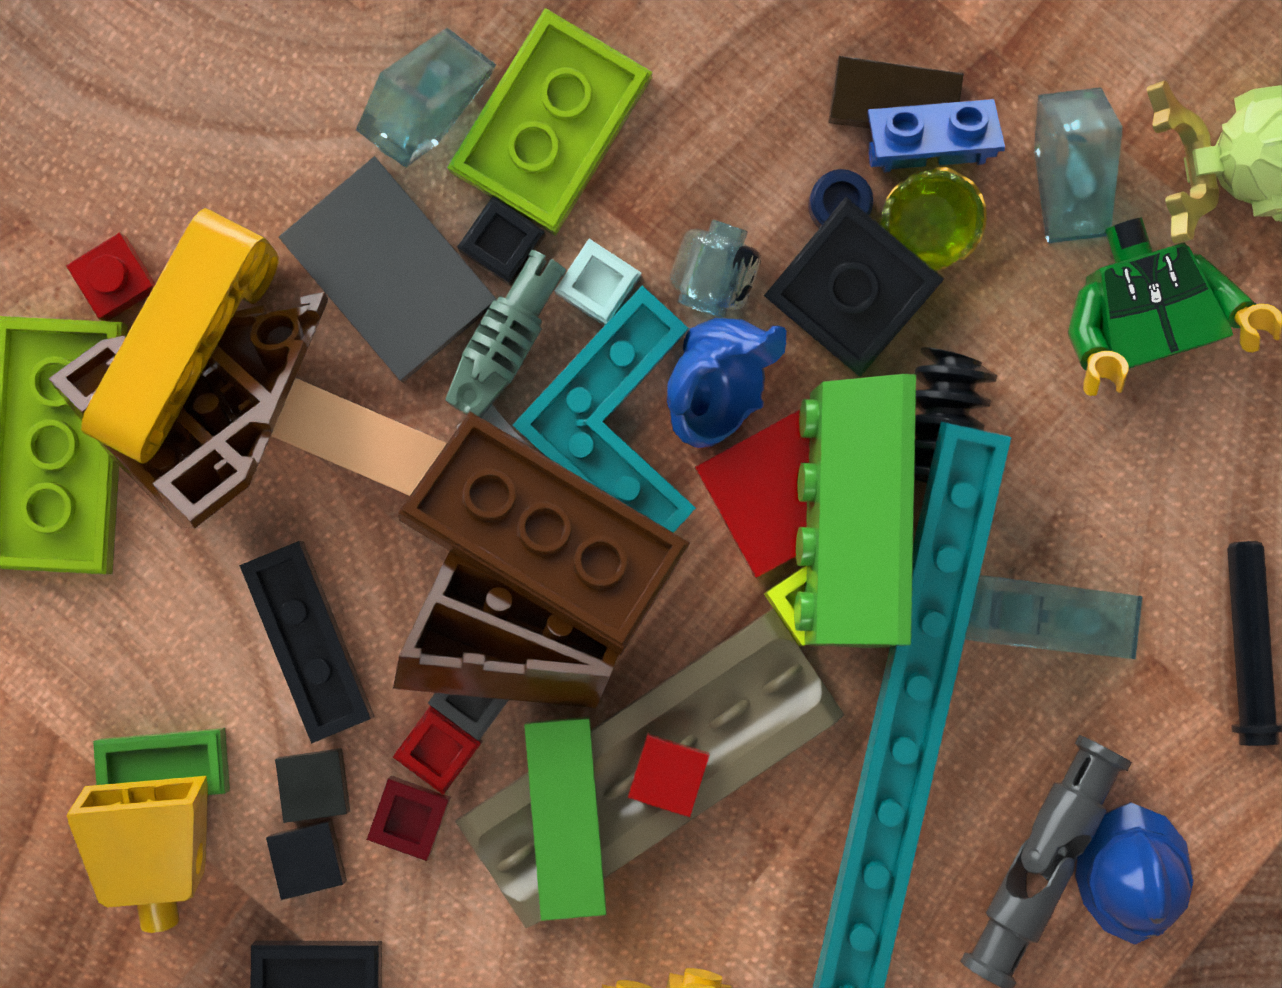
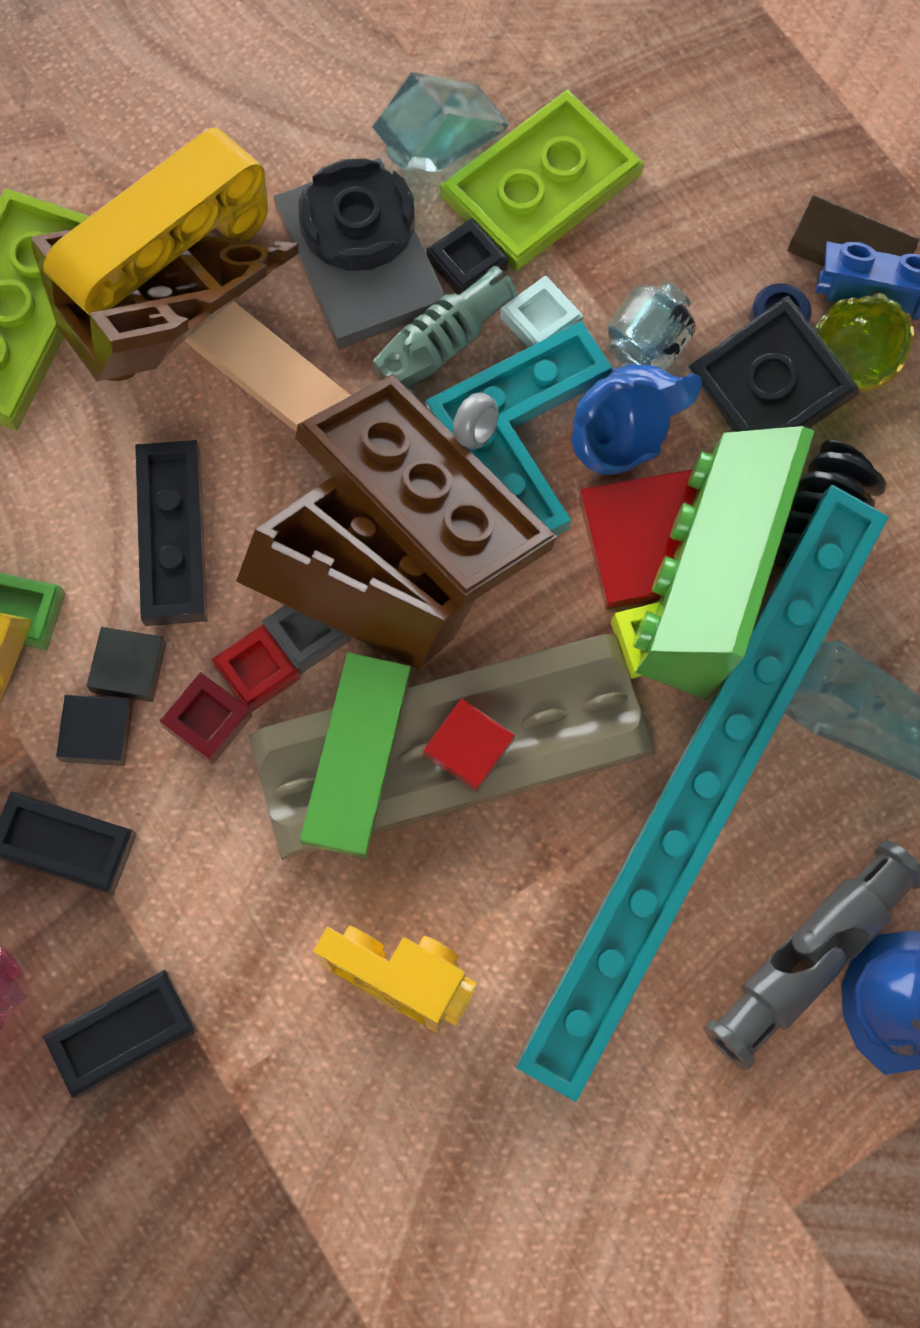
camera: 10 degrees right, 15 degrees down
(112, 277) = (110, 178): red plate -> none
(373, 235) = (356, 214): none -> black tile
(571, 442) = (476, 420): none -> light grey piece

